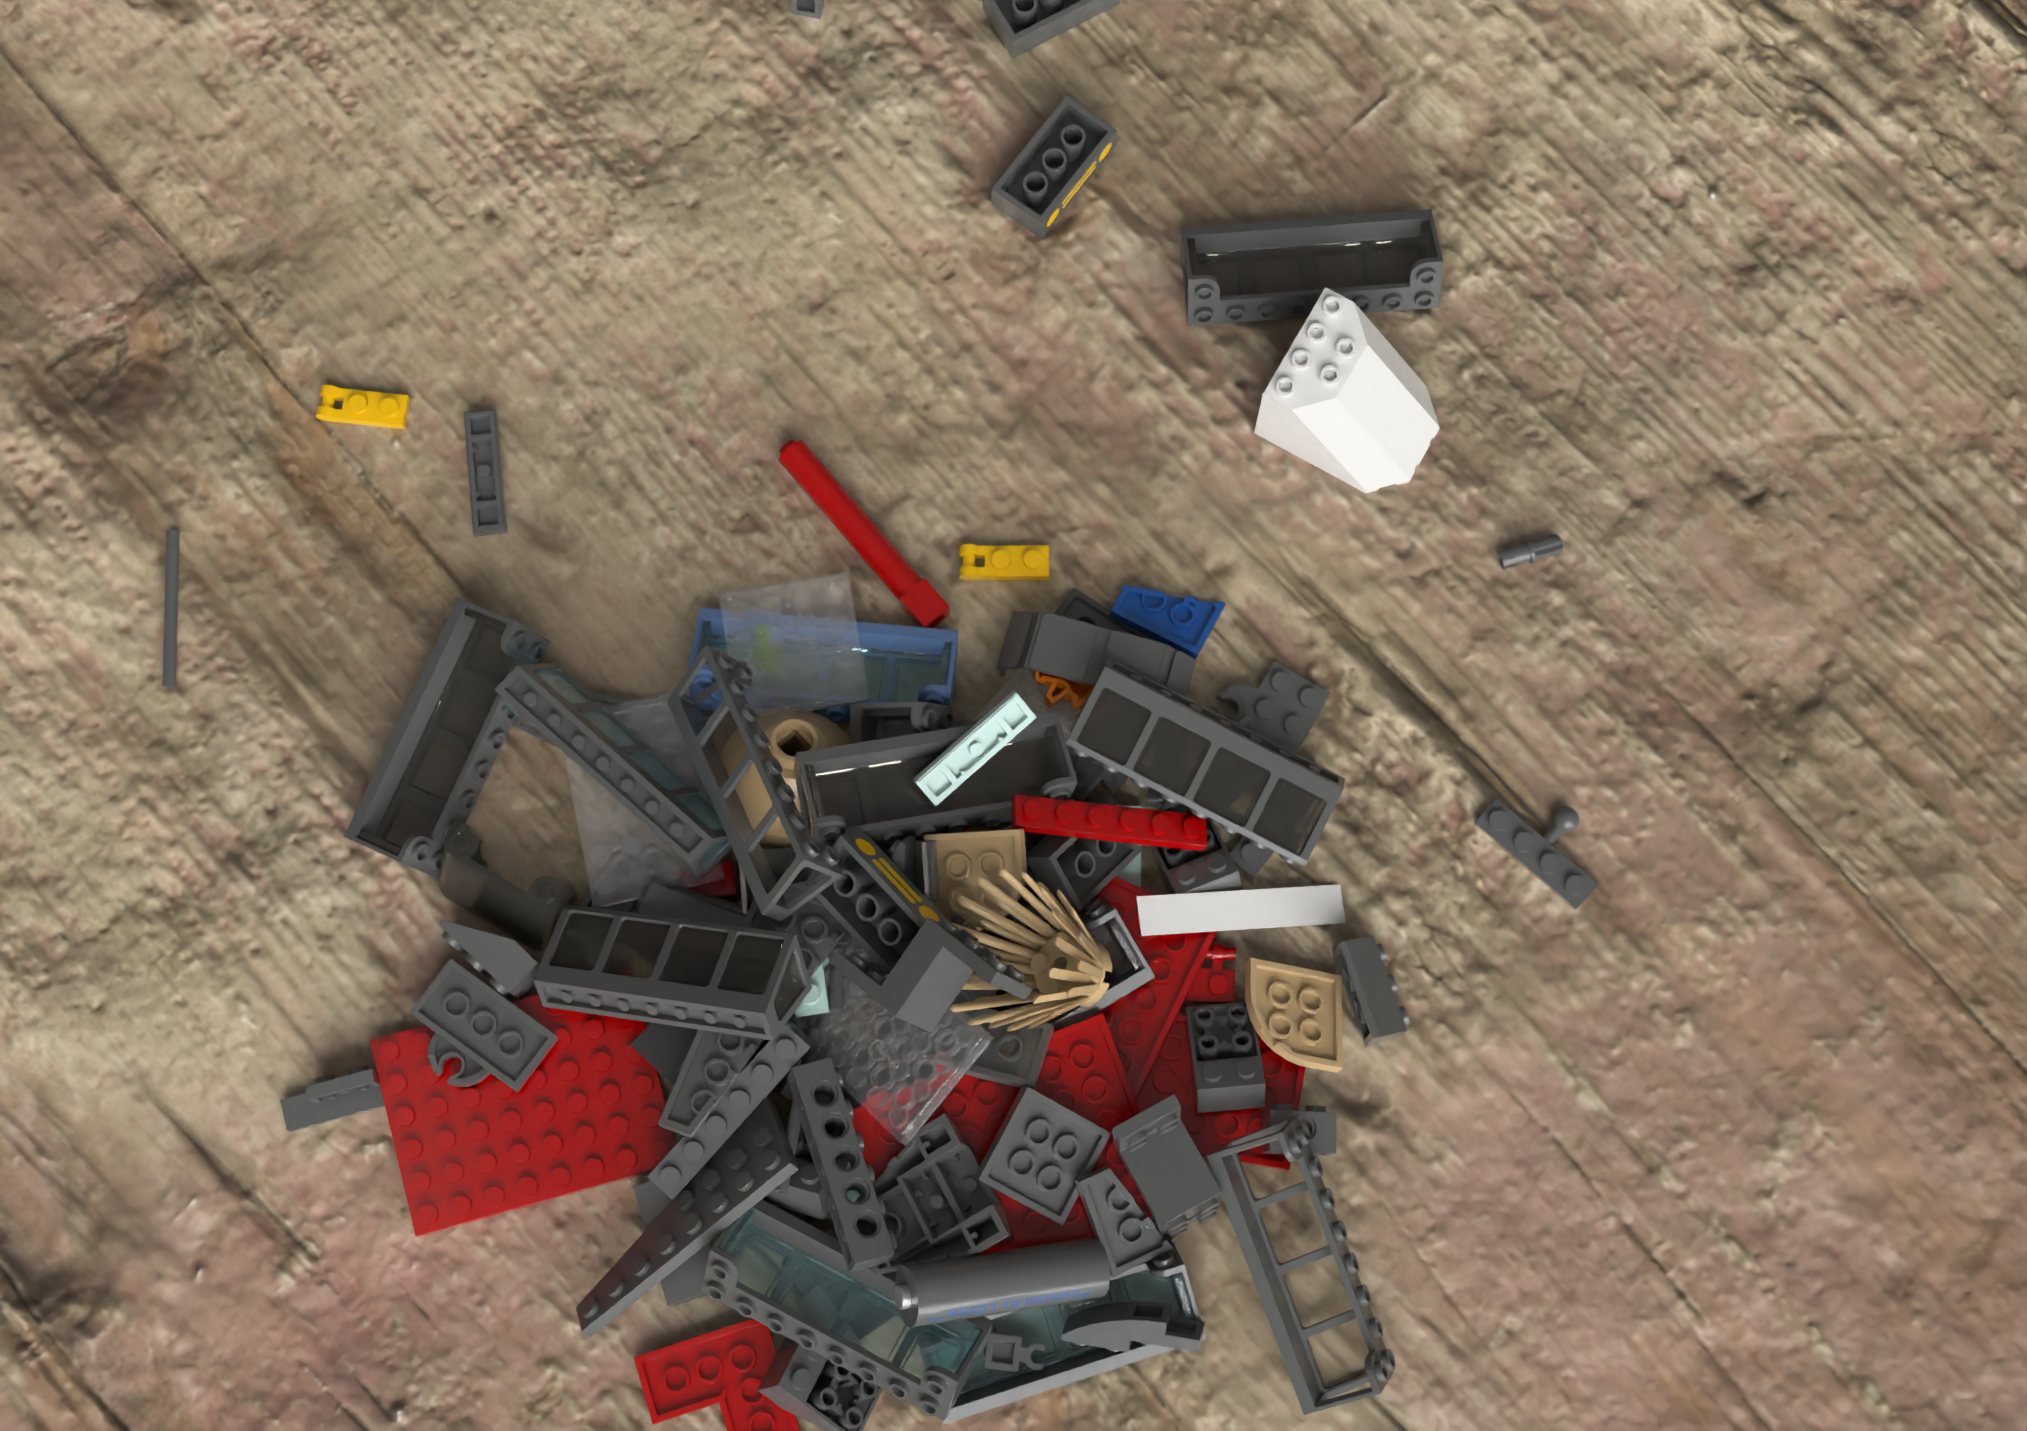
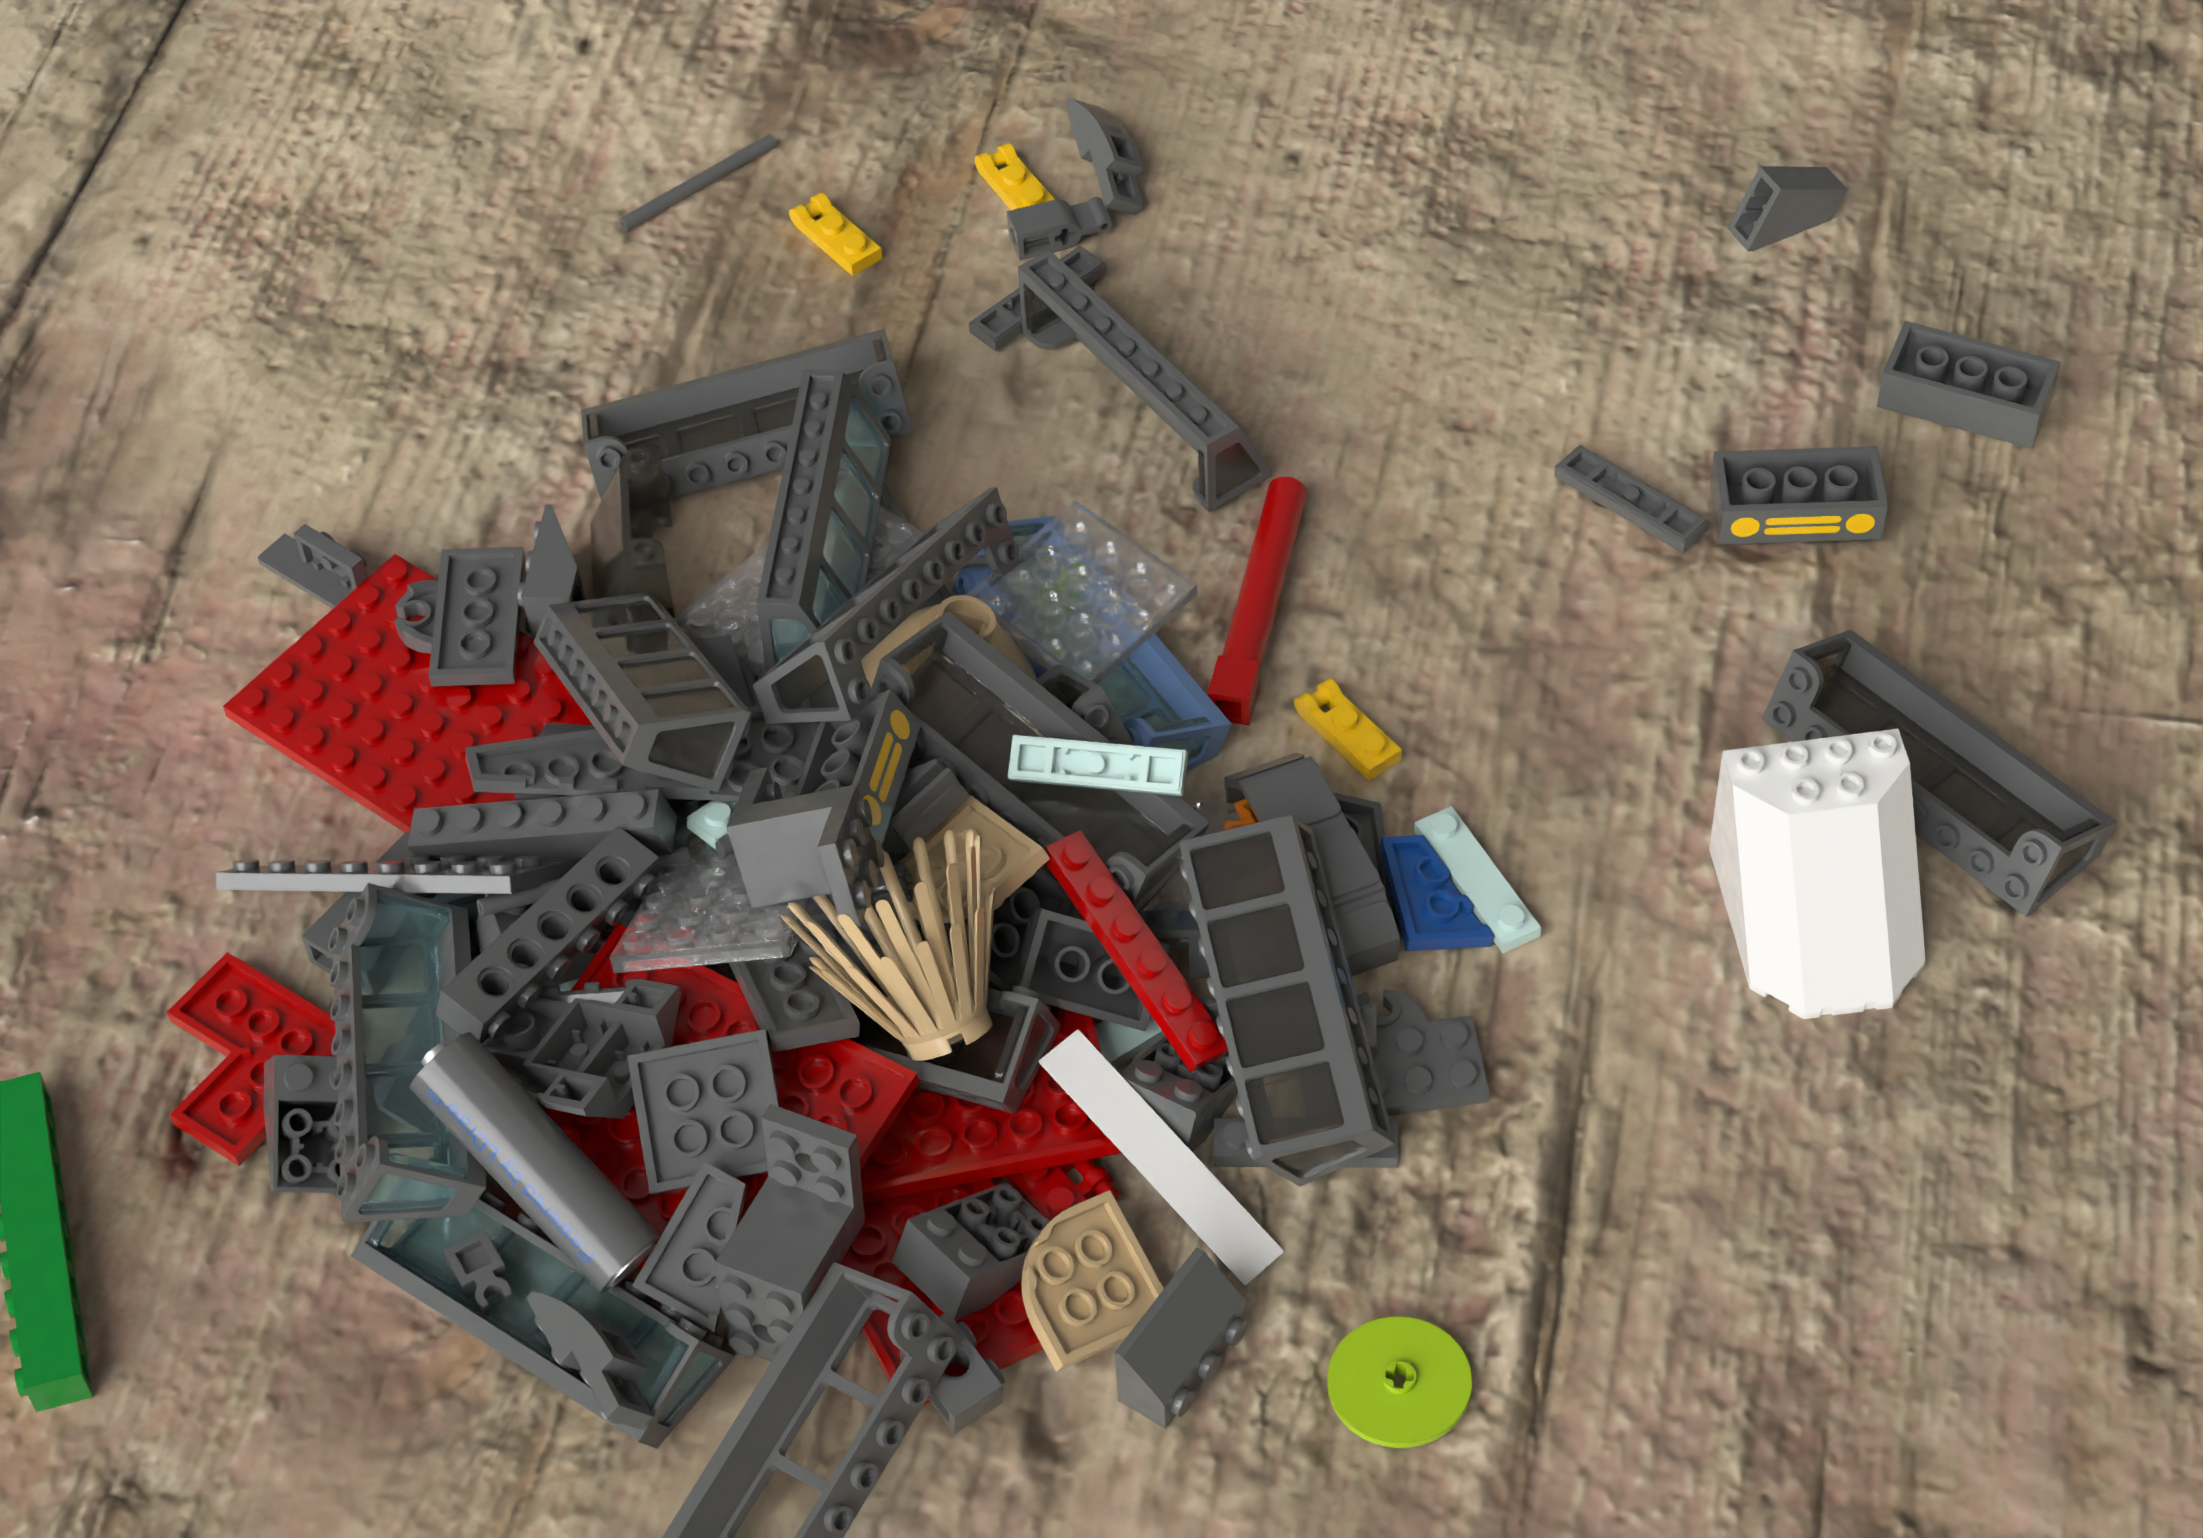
camera: 55 degrees right, 25 degrees down
(306, 555) = (836, 234): none -> yellow plate
(385, 324) = (1111, 150): none -> dark grey slope
(429, 411) = (1055, 225): none -> dark grey piece
(526, 465) = (1063, 307): none -> dark grey window
(967, 258) = (1631, 499): none -> dark grey plate
(1175, 578) = (1479, 879): none -> light aqua plate
(1500, 889) = (1433, 1391): none -> lime piece
(1529, 551) = (1842, 1175): dark grey axle -> none
(1537, 851) = (1502, 1417): dark grey plate -> none

